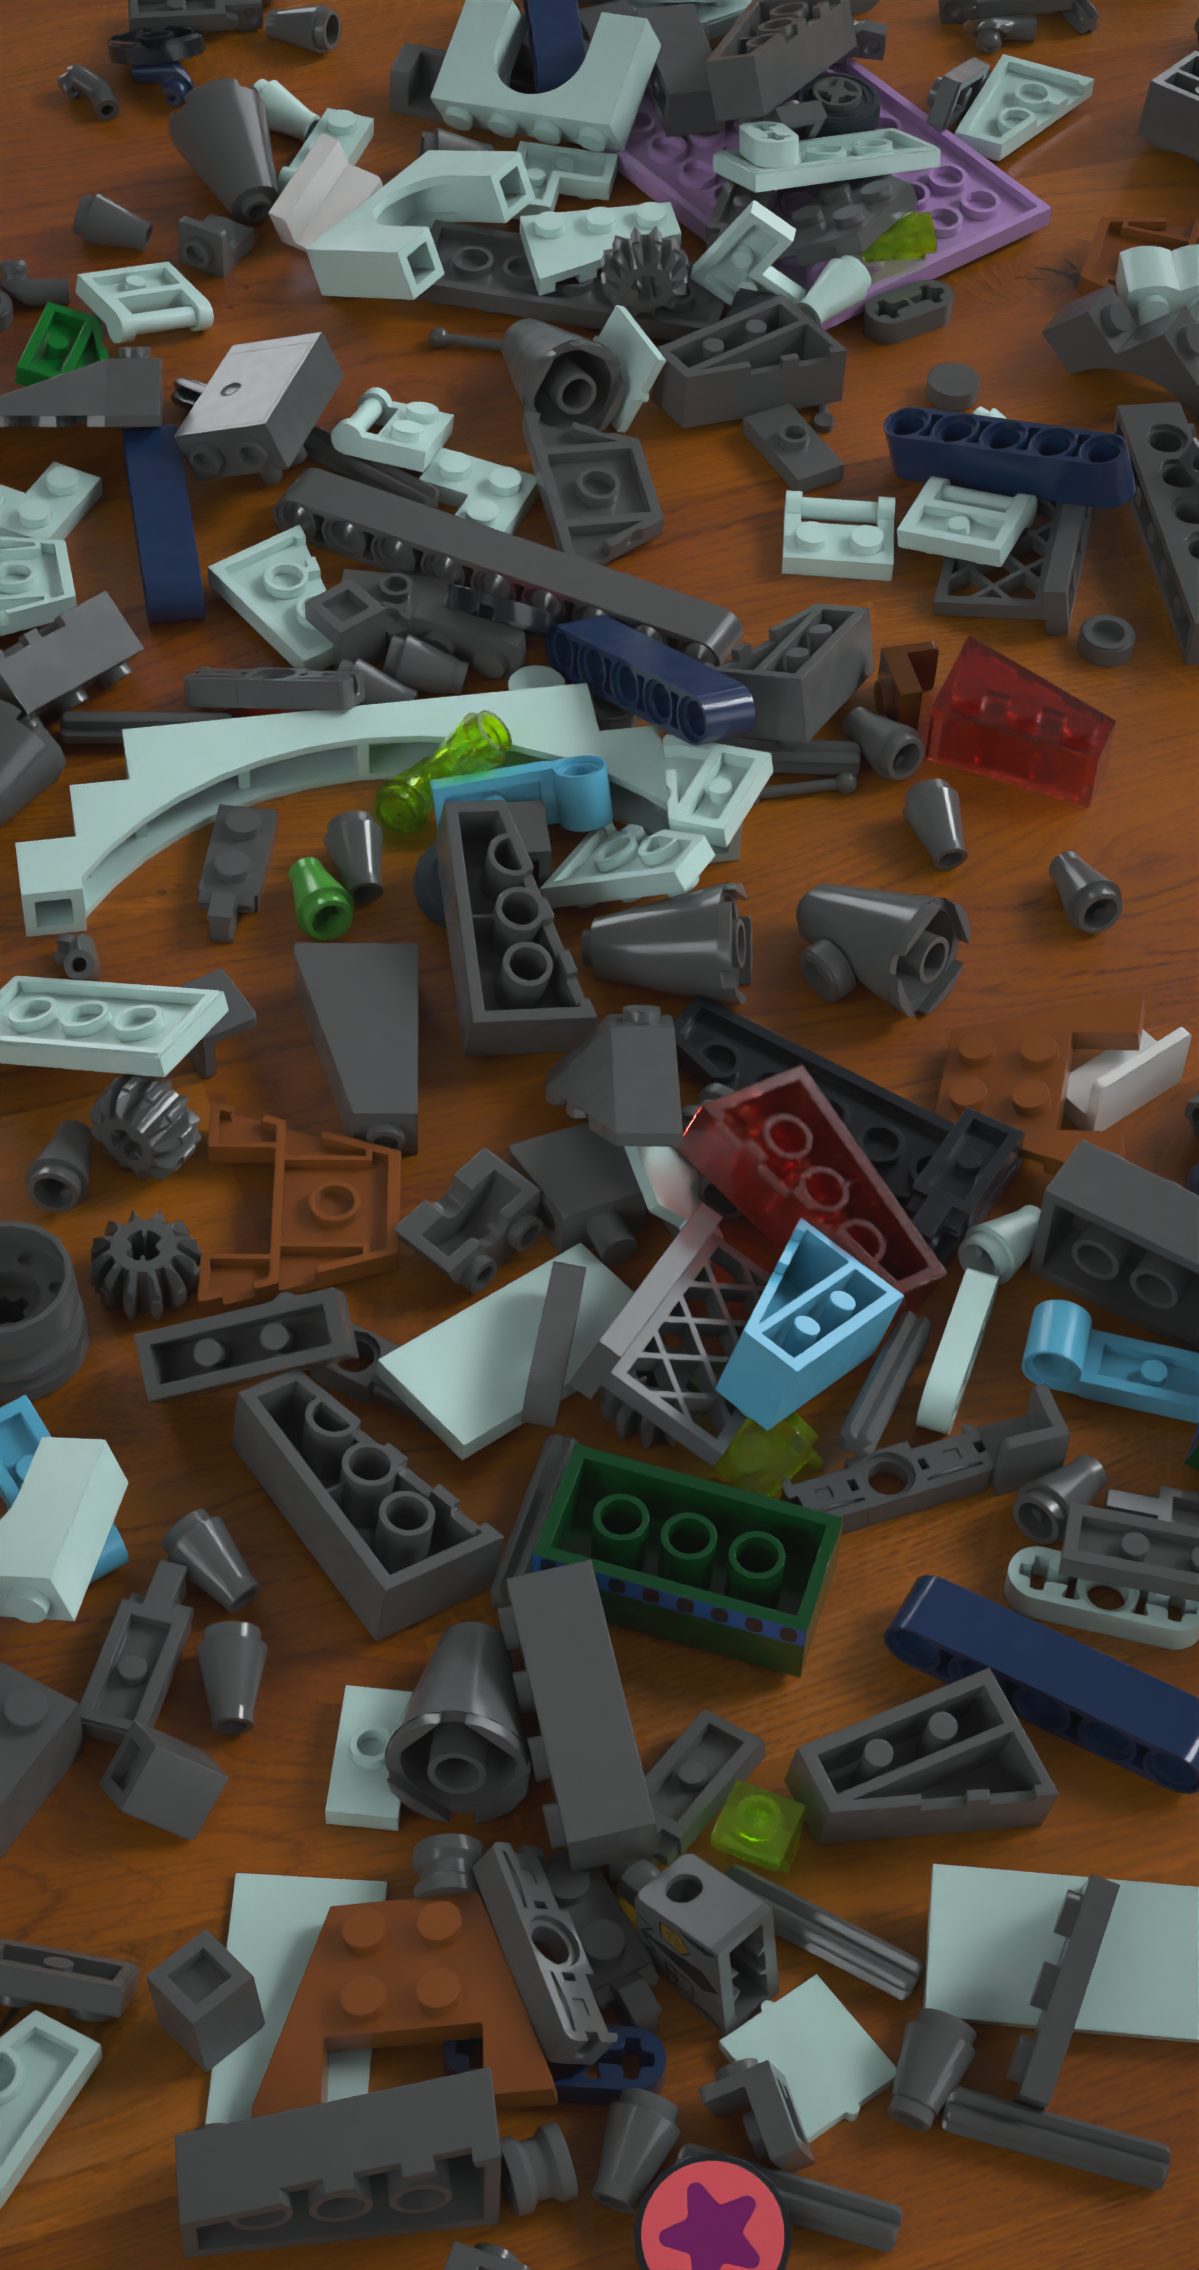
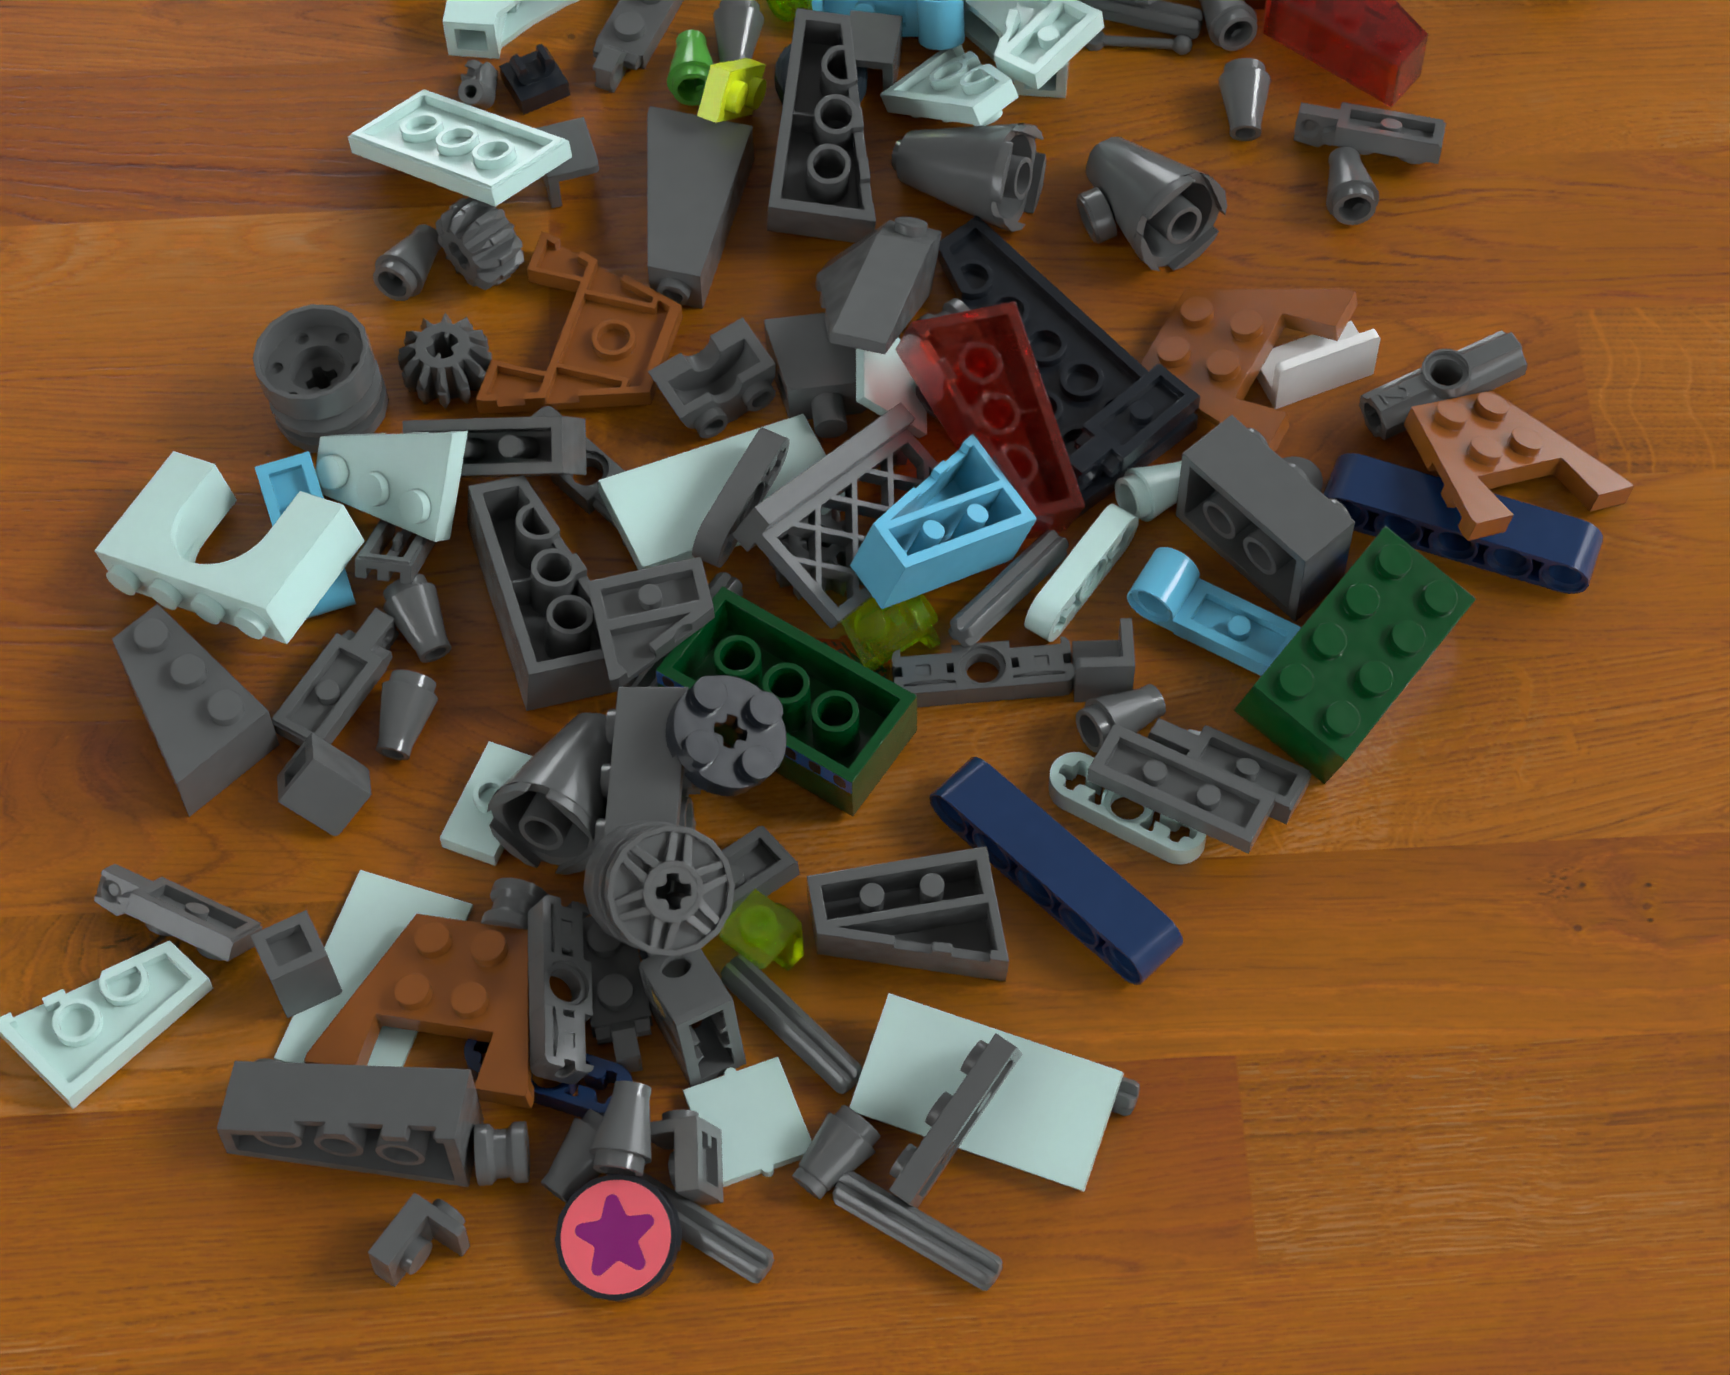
camera: 20 degrees right, 10 degrees up
(139, 943) = (534, 80): none -> black tile
(145, 1401) = (396, 477): none -> light aqua wing
(165, 1499) = (405, 555): none -> dark grey tile
(384, 909) = (732, 90): none -> neon yellow plate
(504, 1492) = (648, 614): none -> dark grey wing
(610, 1802) = (639, 858): none -> dark grey wheel
(673, 1578) = (746, 709): none -> black plate
(688, 2102) = (625, 1131): none -> dark grey cone
(1122, 831) = (1372, 130): none -> dark grey hinge

